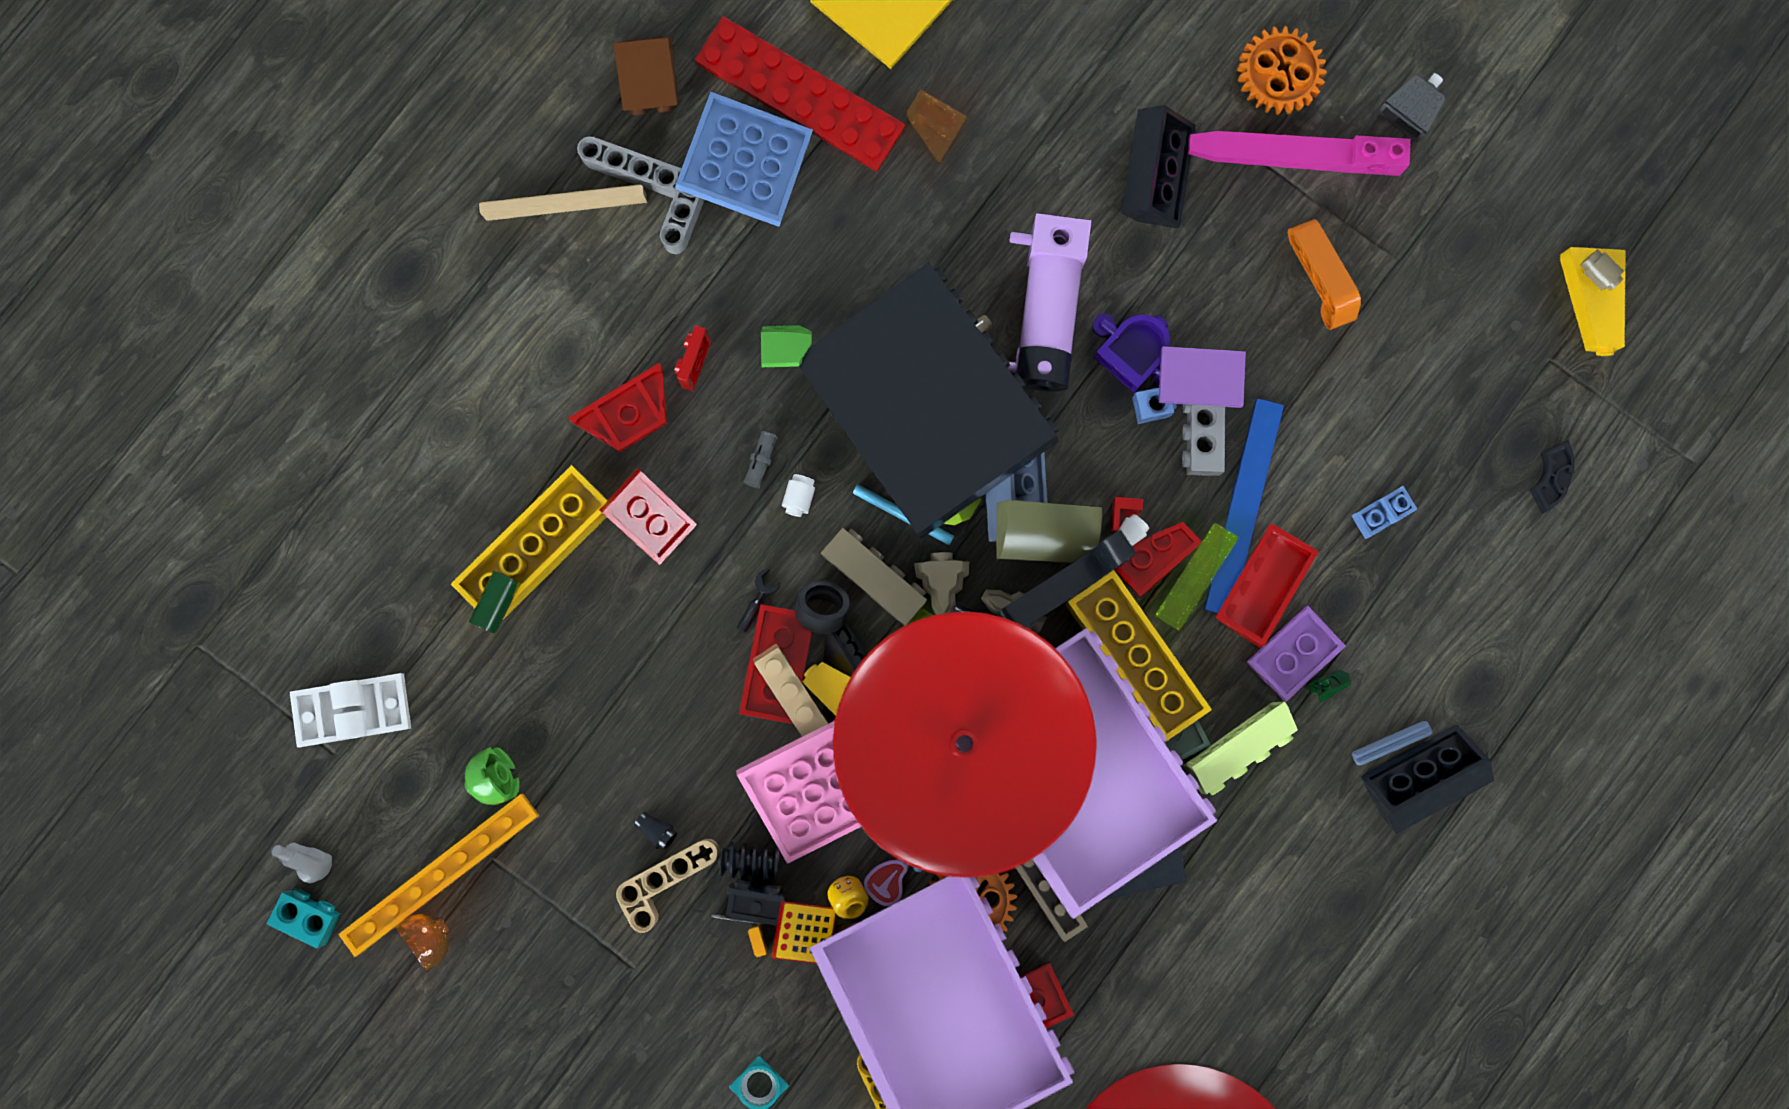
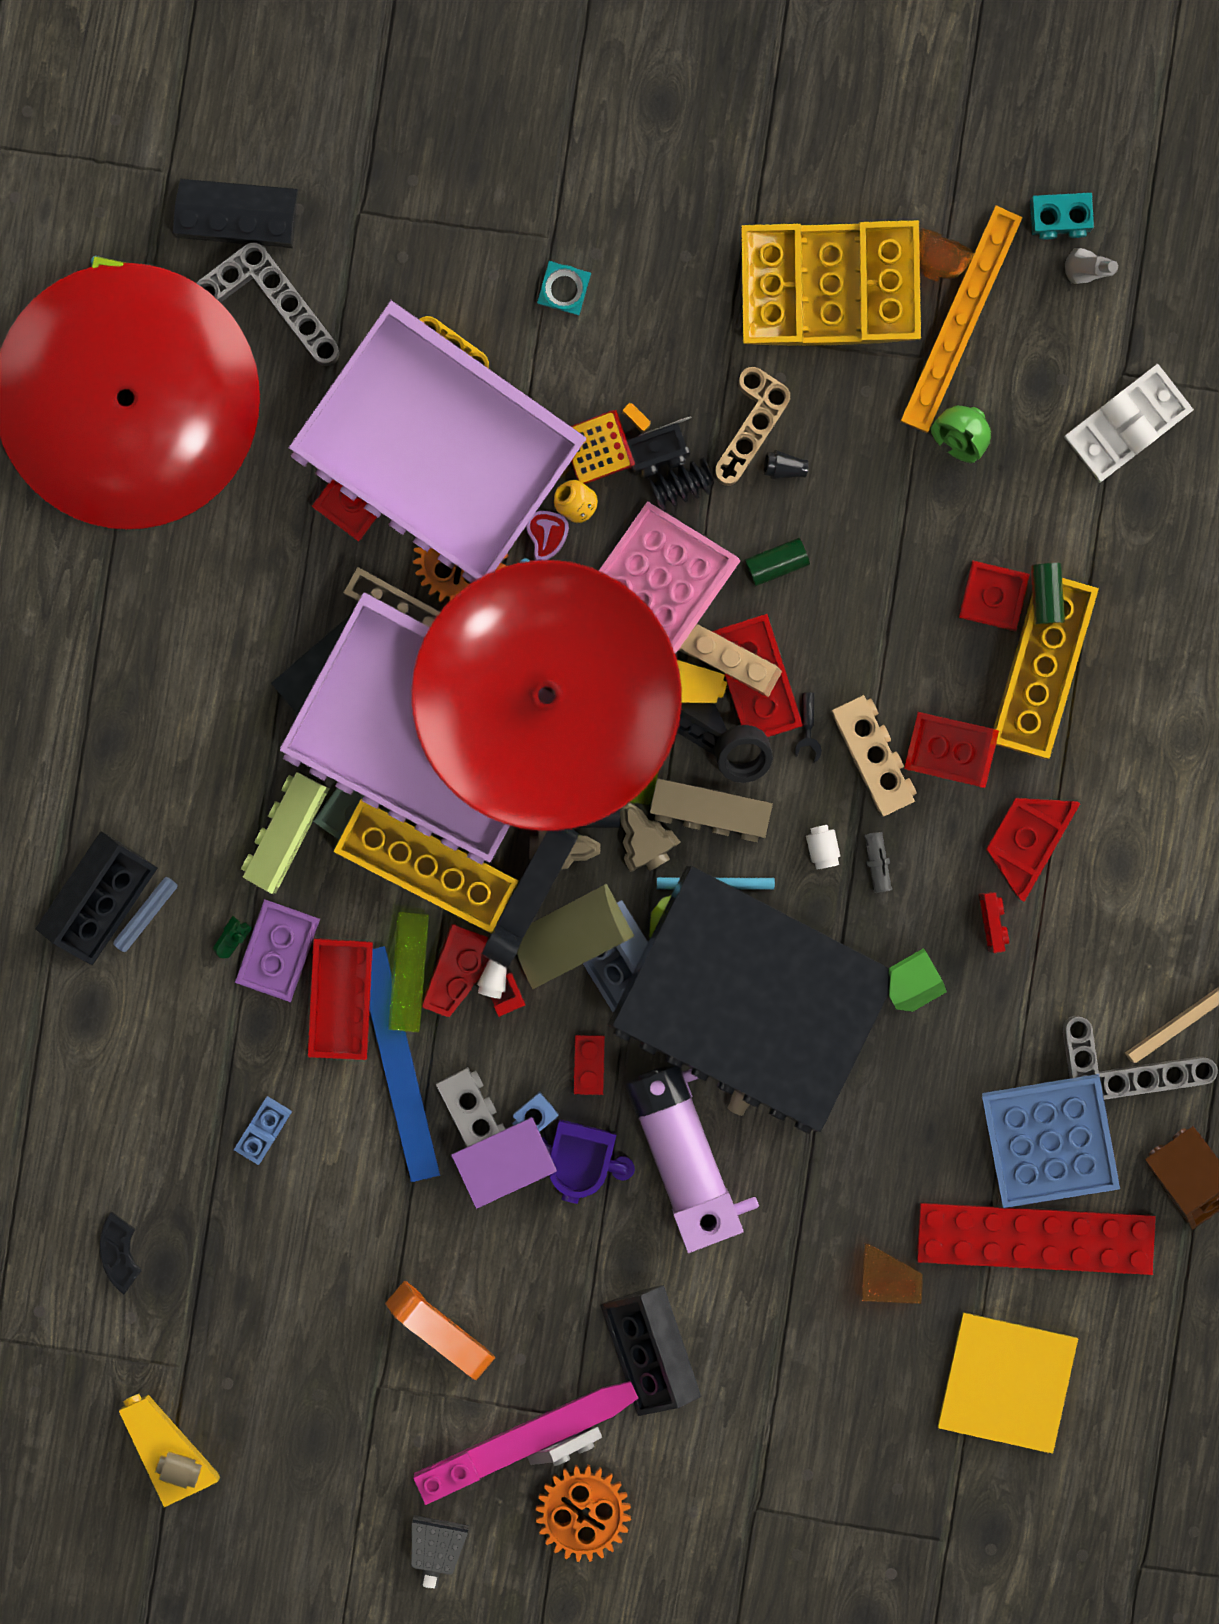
camera: 155 degrees right, 5 degrees up
(529, 966) = (831, 283): none -> yellow slope
(543, 627) = (994, 596): none -> red tile
(706, 753) = (777, 562): none -> dark green brick
(721, 591) = (846, 718): none -> tan brick
(1086, 423) = (589, 1064): none -> red plate
(1279, 124) = (560, 1451): none -> light grey wing

